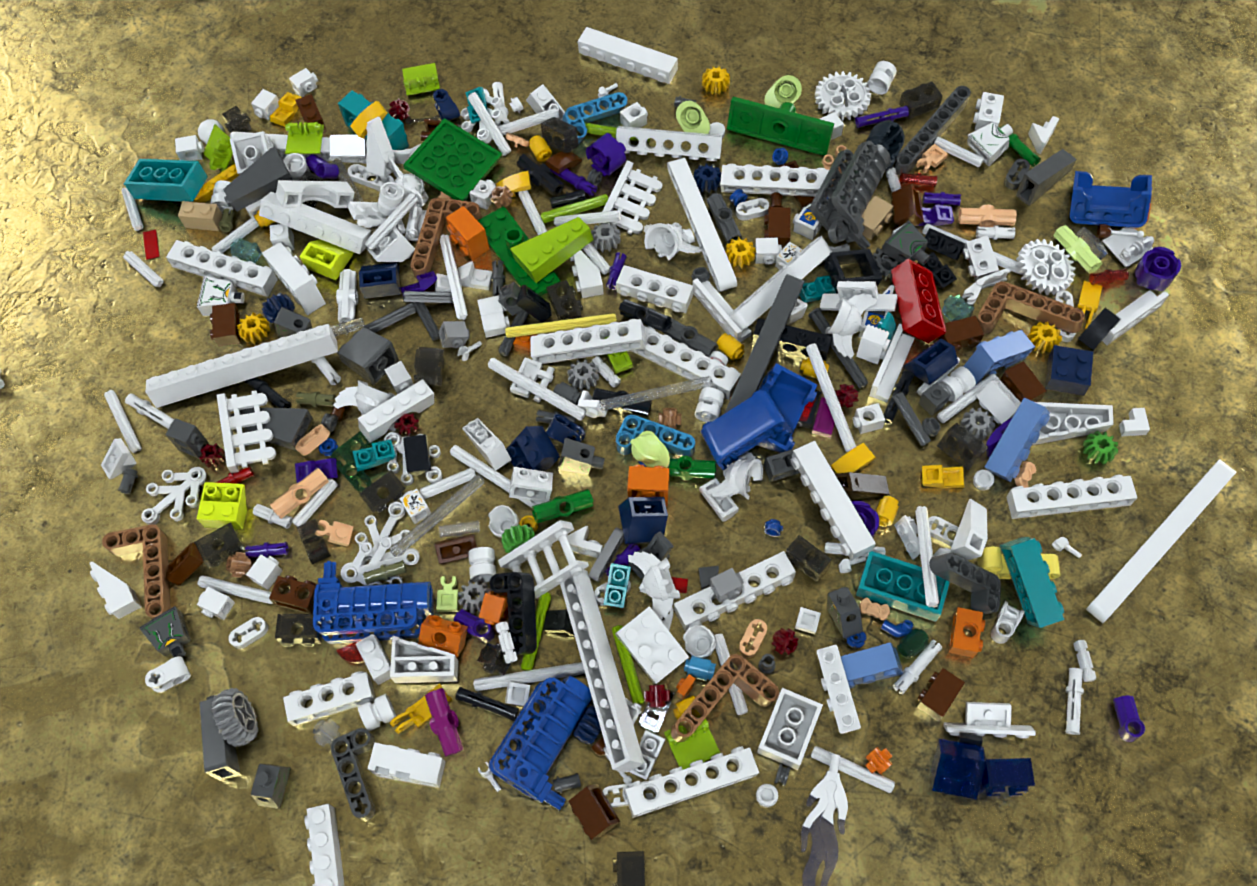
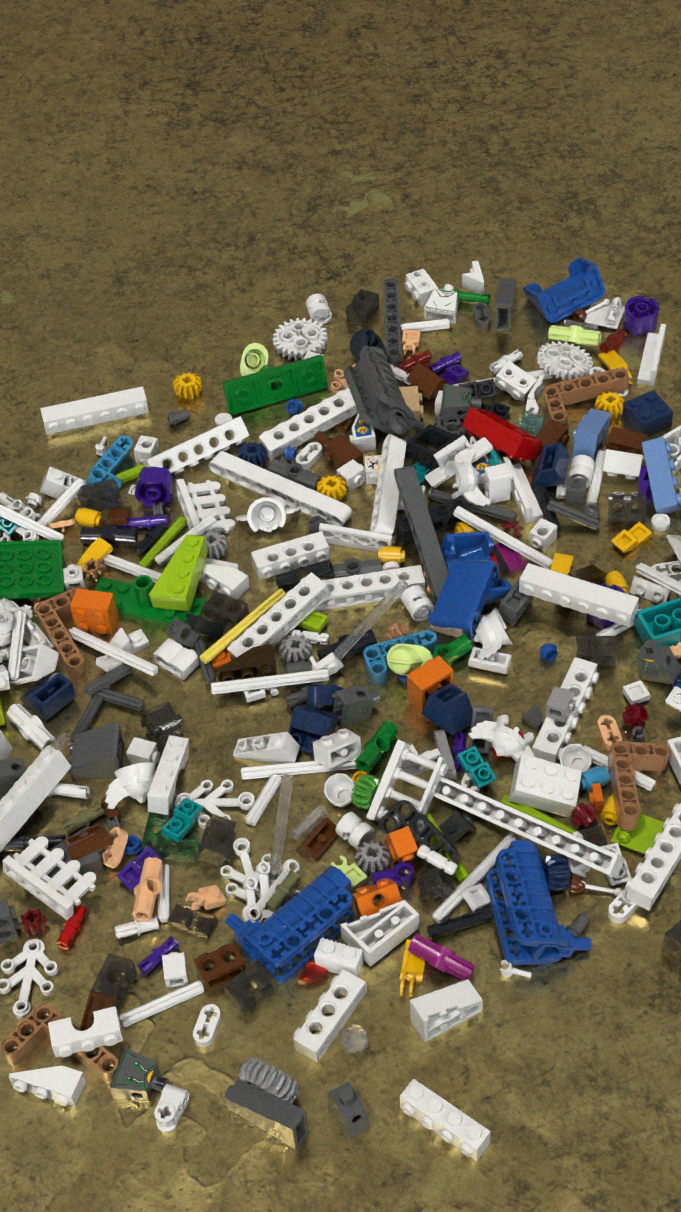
camera: 40 degrees left, 15 degrees down
(141, 567) = (68, 1040): none -> white arch
(215, 603) = (155, 1024): white brick -> none
(222, 504) = (85, 948): neon yellow slope -> none
(238, 564) = (146, 981): medium nougat gear -> none
(293, 421) = (87, 841): none -> reddish brown slope
(357, 776) = (434, 1066): dark grey beam -> none
(375, 713) = (380, 993): white wheel -> none
(410, 427) = (186, 780): dark red gear -> none
(415, 506) = (256, 831): white brick -> none
(417, 454) = (220, 793): black slope -> none
(424, 282) = (88, 673): dark purple slope -> none
(453, 334) = (157, 691): light grey brick -> none
(463, 350) = (178, 699): white hand -> none
(497, 278) = (151, 630): dark grey pin -> none
(536, 364) = (253, 663): none -> dark brown slope
(594, 811) = (618, 926): reddish brown piece -> none
(615, 270) = (245, 563): dark purple pin -> none
(692, 118) = (198, 420): yellowish green piece -> none
(845, 565) = (625, 640): white hand -> none
(901, 112) = (355, 325): dark purple pin -> none
(975, 417) = (621, 484): light grey gear -> none
(987, 216) = (489, 354): light nougat piece -> none
(1099, 328) = (641, 375): black slope -> none

